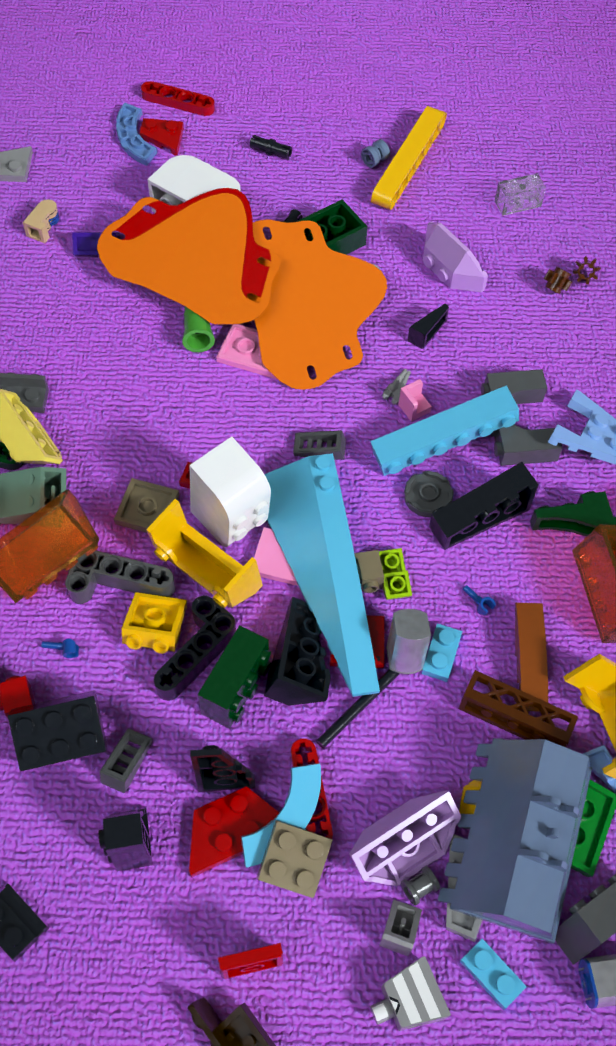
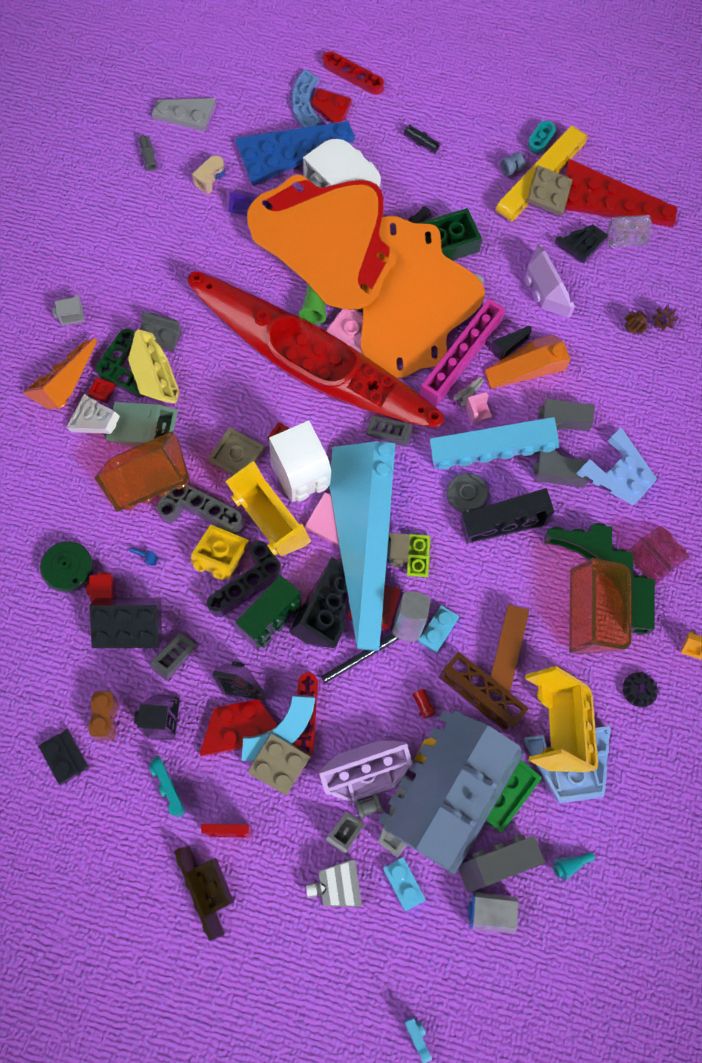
camera: 15 degrees right, 10 degrees up
(52, 863) = (102, 722): none -> dark orange brick
(119, 183) = (281, 151): none -> blue wing
(158, 926) = (167, 787): none -> teal plate
(211, 381) = (313, 354): none -> red piece
(378, 347) = (462, 352): none -> dark pink brick
(398, 124) = (540, 137): none -> teal plate
(423, 170) = (549, 190): none -> dark tan plate
(451, 743) = (424, 704): none -> red pin
(456, 342) = (533, 360): none -> orange wedge
(473, 215) = (583, 242): none -> black wing
(474, 167) = (604, 196): none -> red wing
(480, 601) = (481, 593): blue hand -> none

